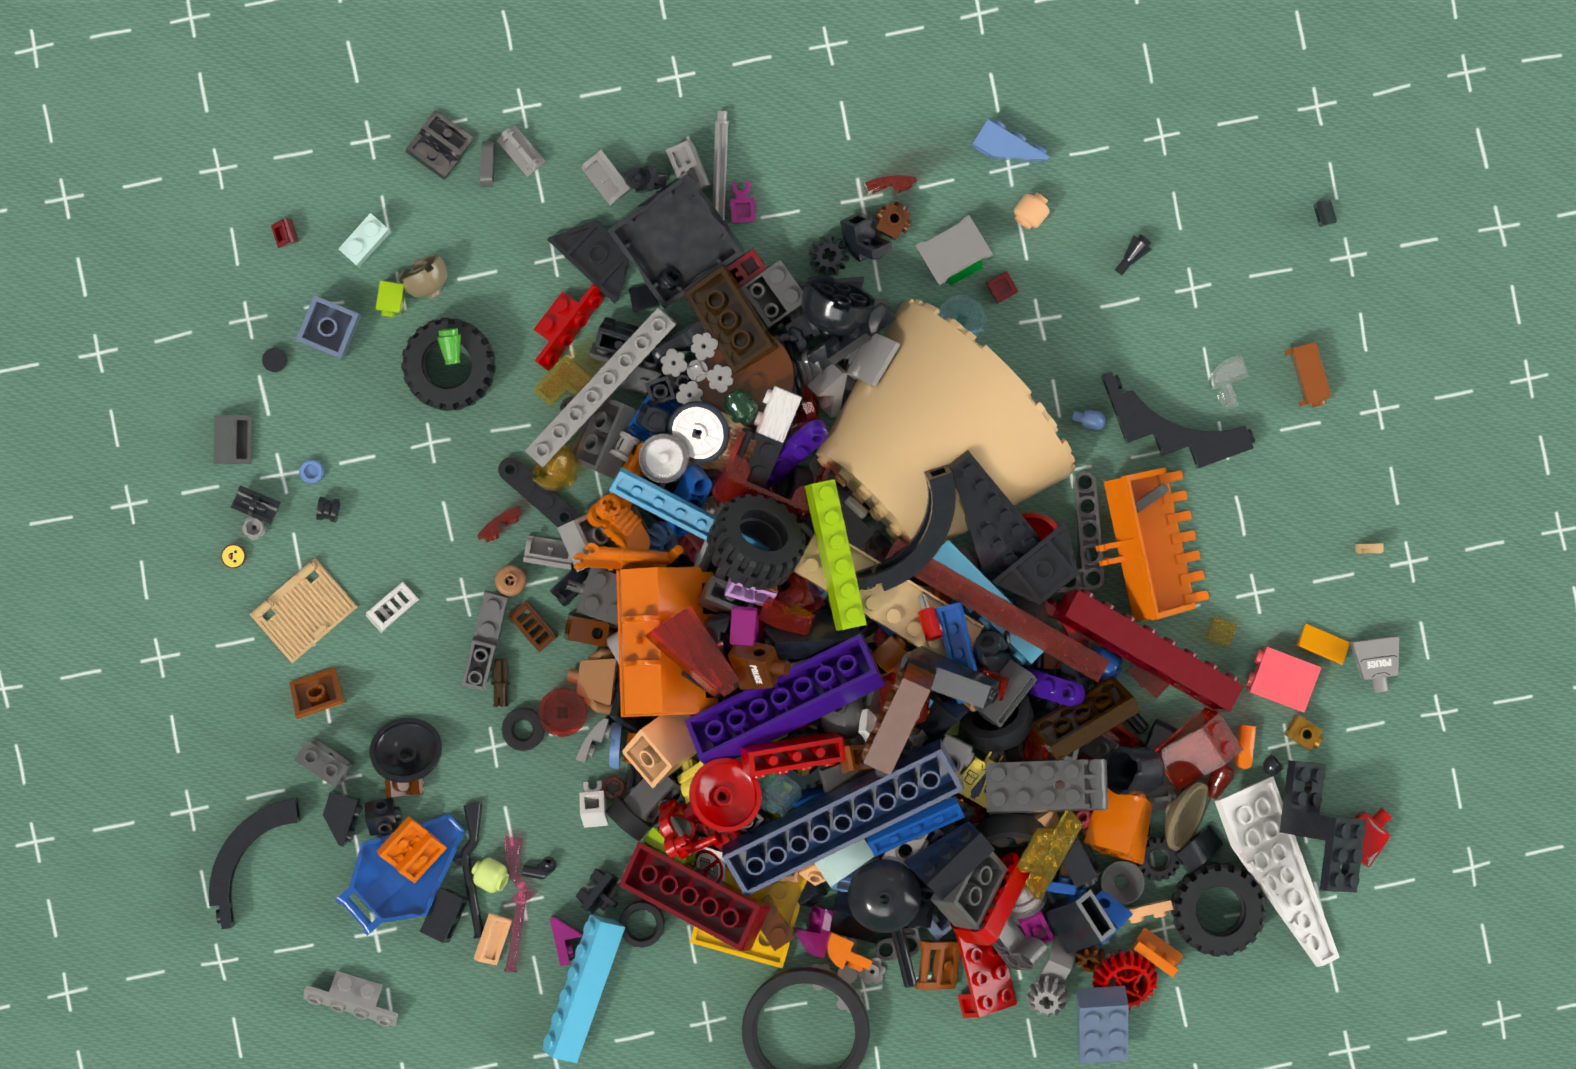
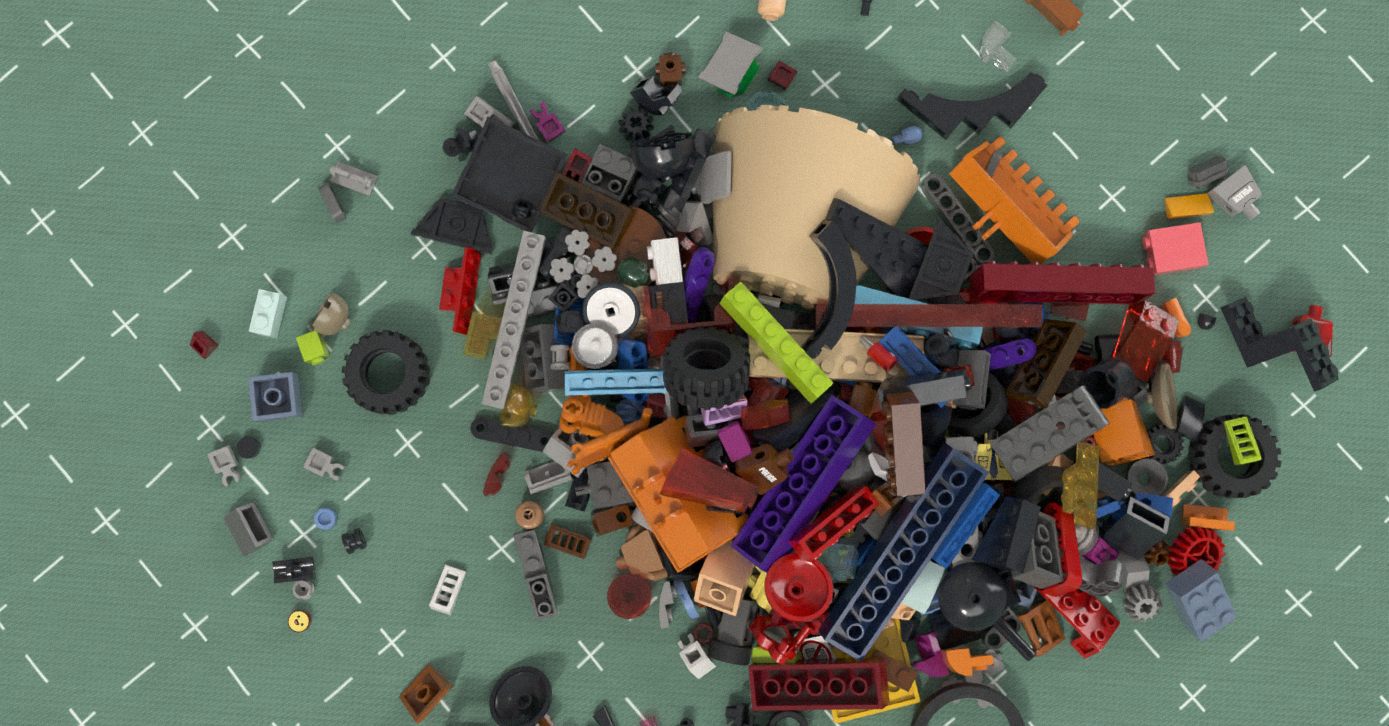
camera: 30 degrees left, 5 degrees down
(244, 361) = (224, 461): none -> light grey plate
(304, 611) = (379, 632): tan window -> none
(336, 416) = (321, 463): none -> light grey plate
(439, 144) = (287, 209): black slope -> none
(449, 342) = (376, 354): bright green cone -> none
(500, 683) = (567, 601): dark brown axle -> none
(508, 729) = (594, 635): black tyre -> none
(605, 178) = (430, 162): light grey hinge -> none
(642, 298) = (510, 238): black slope -> none
(897, 184) = (653, 40): clear red slope -> none
(1214, 914) = (1249, 438): none -> lime slope
(1221, 631) = (1104, 240): clear yellow tile -> none
(1277, 864) = (1224, 375): white wing -> none
(1295, 731) = (1209, 285): pearl gold brick -> none
(1361, 622) = (1208, 172): none -> dark grey piece
(1369, 548) = (1179, 113): tan tile -> none

